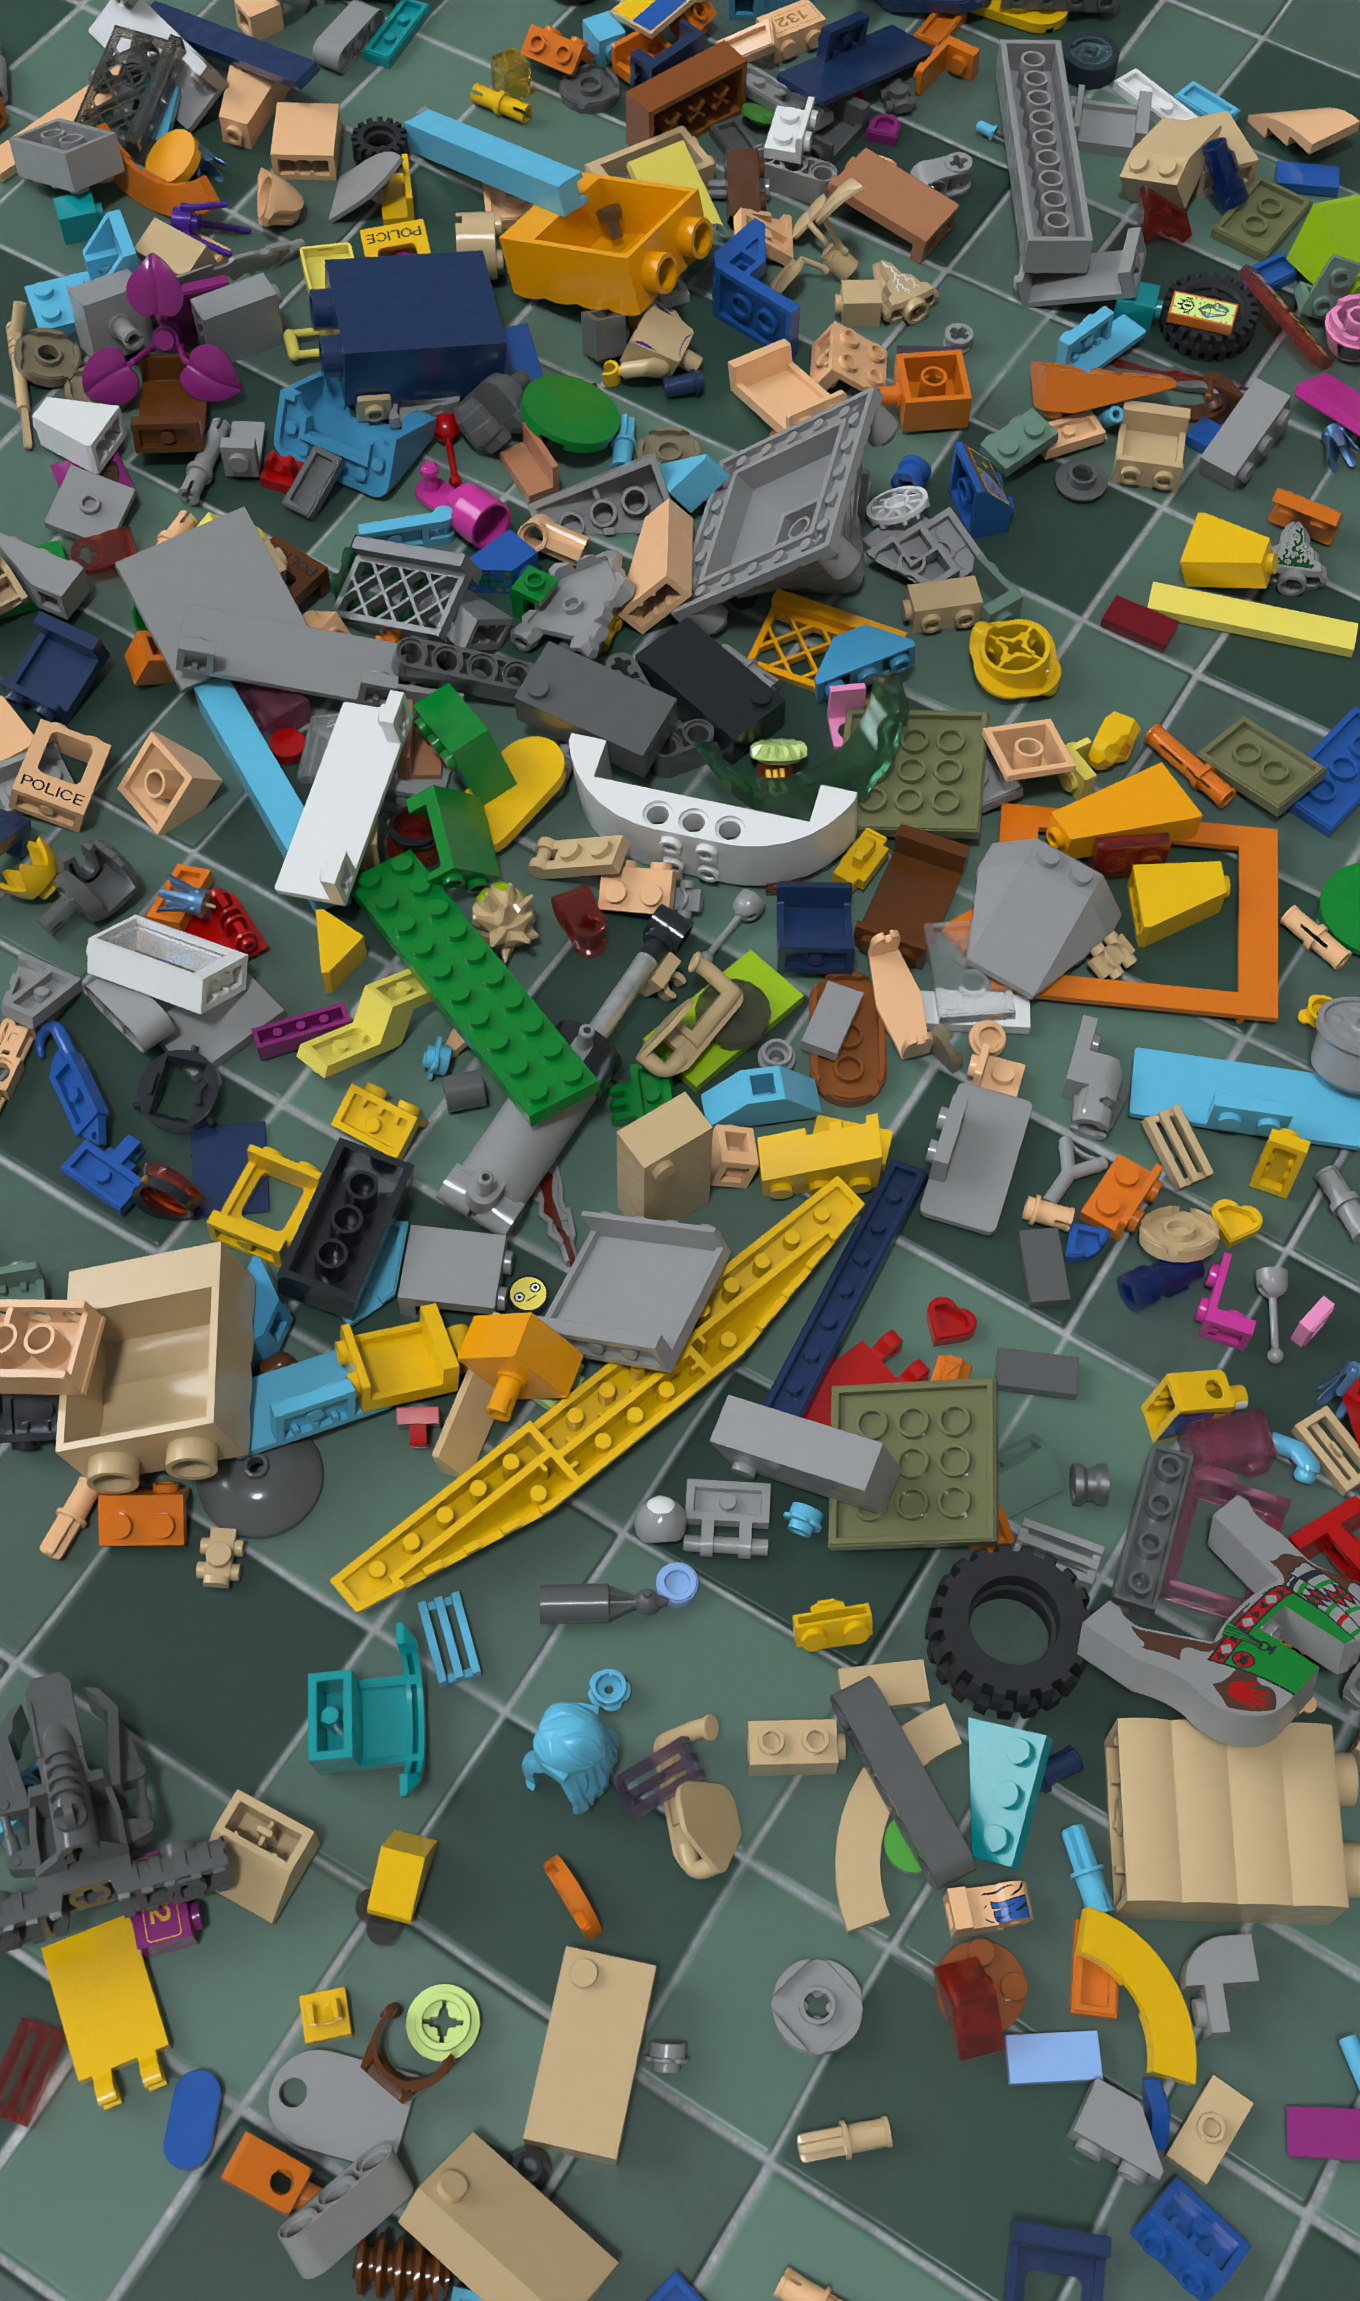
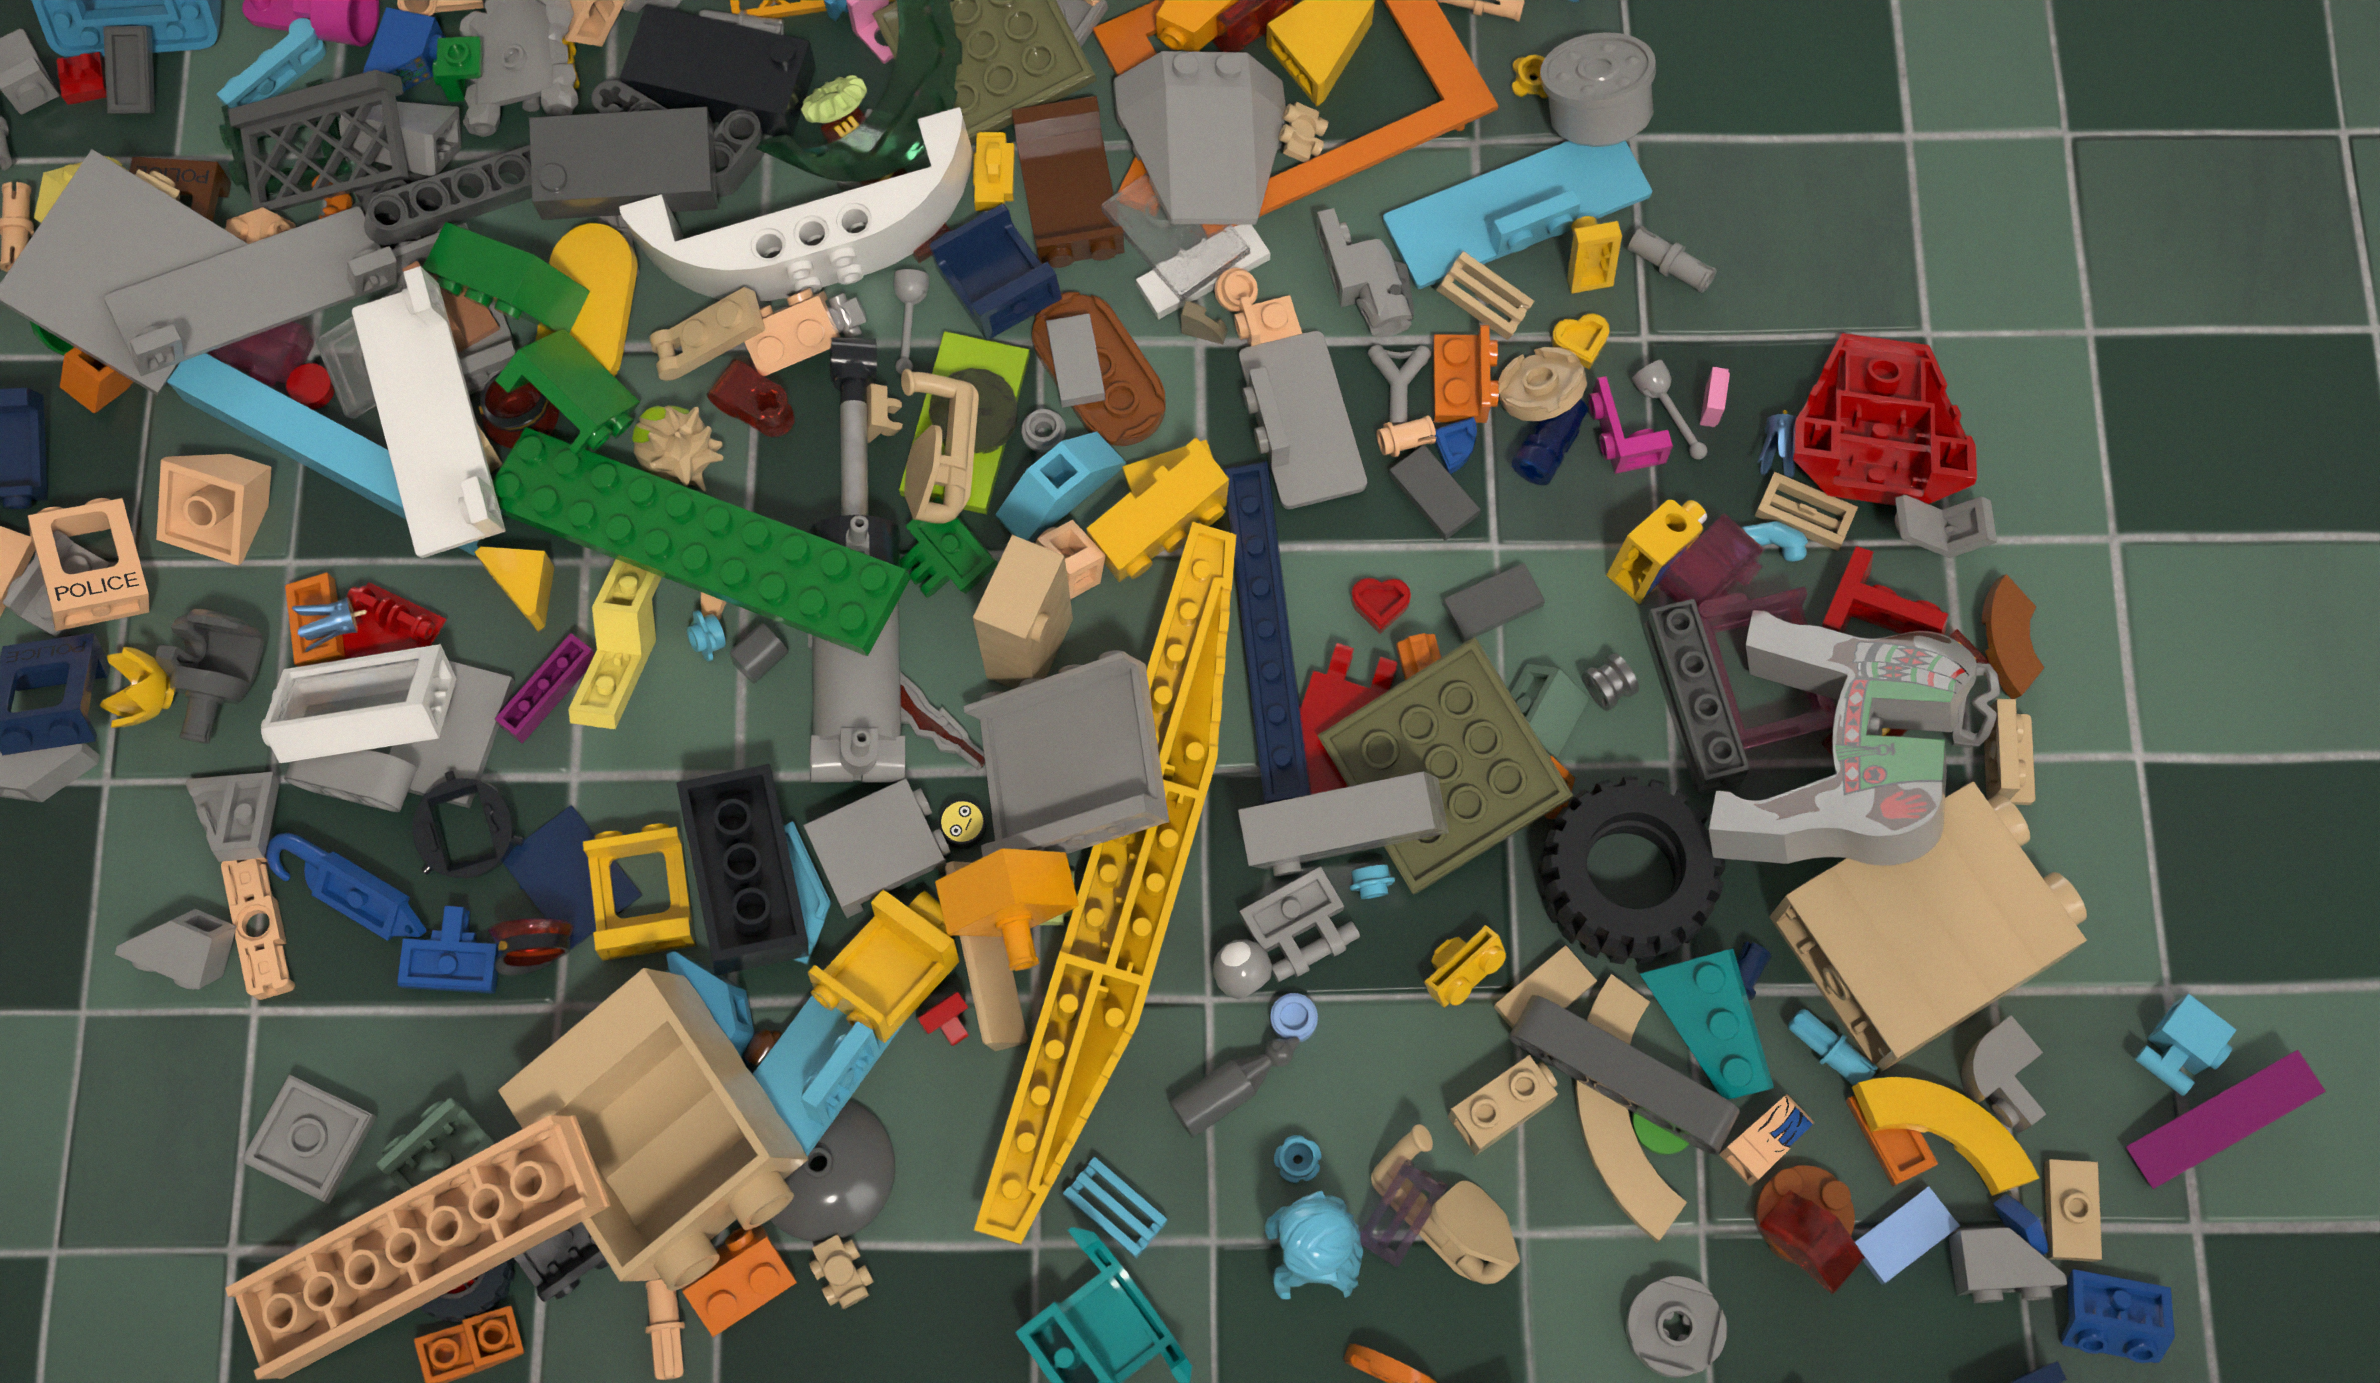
camera: 30 degrees left, 10 degrees up
(377, 1120) = (691, 734): yellow bracket -> none
(898, 997) = (1126, 299): light nougat piece -> none
(1064, 1539) = (1652, 743): light grey tile -> none

